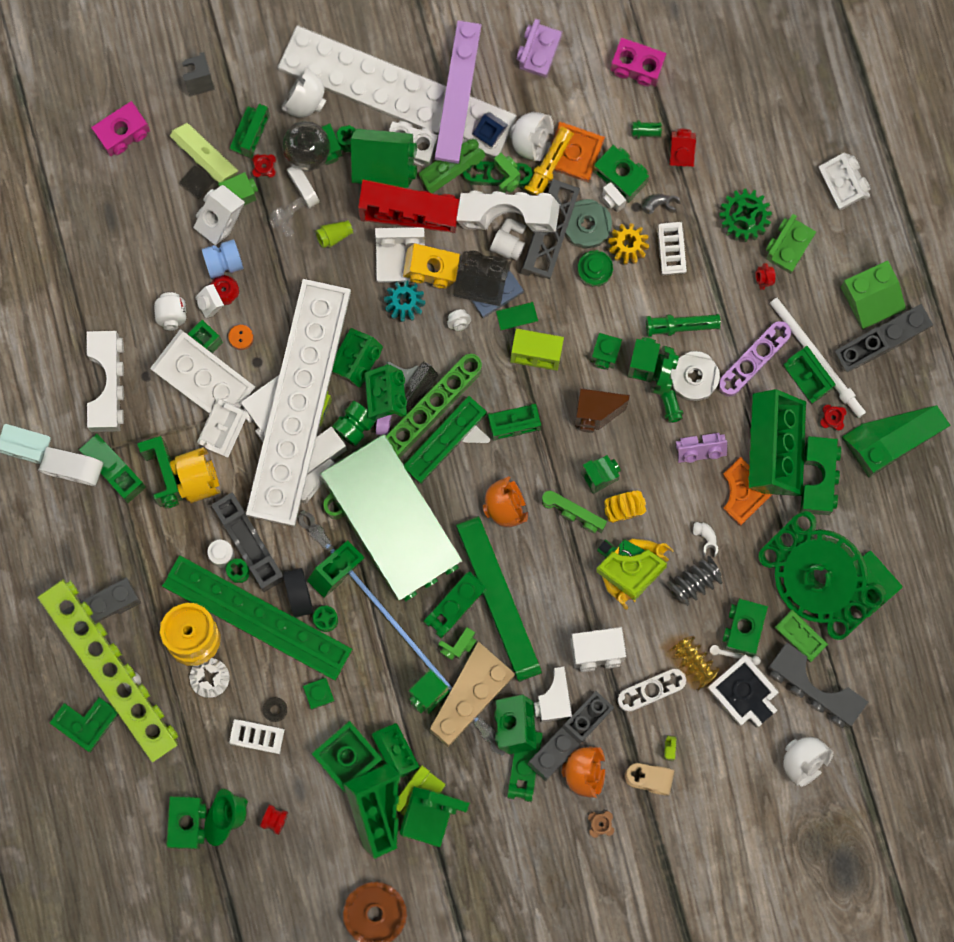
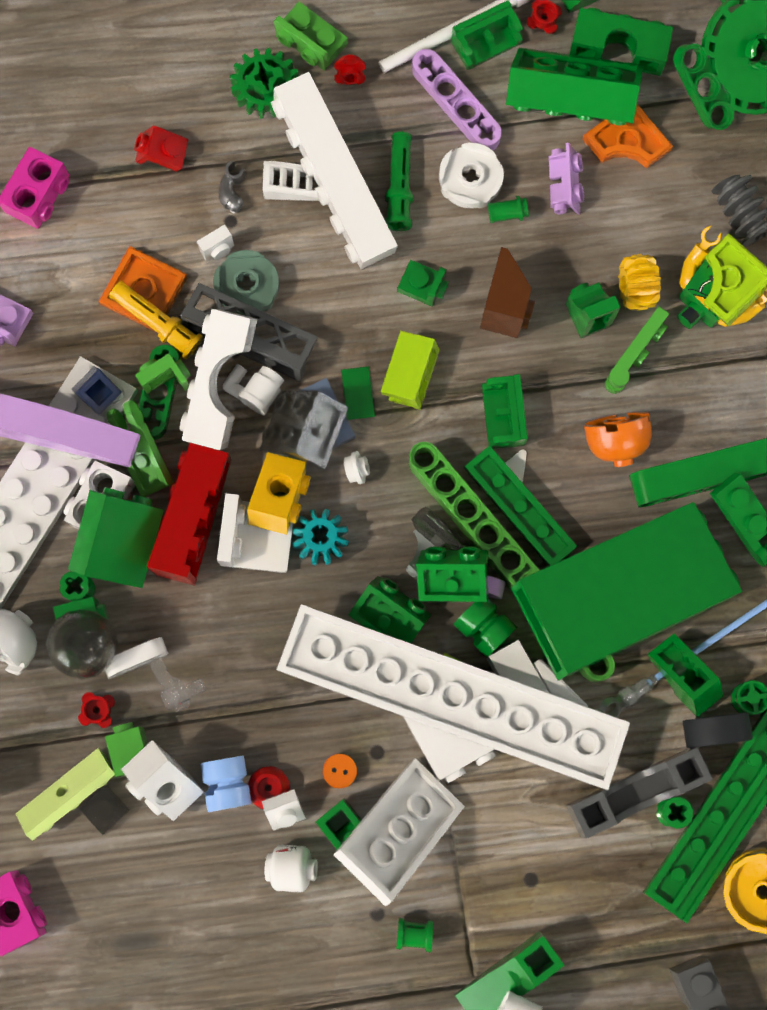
camera: 85 degrees left, 0 degrees up
(105, 411) = (425, 978): white arch -> none
(134, 401) = (415, 934): none -> green bush
(158, 449) = (527, 896): green panel -> none
(196, 475) = (537, 857): yellow brick -> none
(220, 553) = (649, 833): white brick -> none
(222, 427) = (471, 810): white hinge -> none
(250, 130) = (42, 723): green bracket -> none
(331, 234) = (210, 624): lime cone -> none
(531, 135) = (113, 338): white cylinder -> none
(595, 268) = (309, 281): green plate -> none
(618, 241) = (293, 227): yellow gear -> none
(627, 185) = (181, 246): green brick -> none
(644, 359) = (446, 229): green brick -> none
(646, 129) = (127, 200): green pin -> none
(663, 368) = (463, 207): green plate -> none
(679, 273) = (333, 170): none -> white brick
(707, 532) = (677, 189): white arm -> none

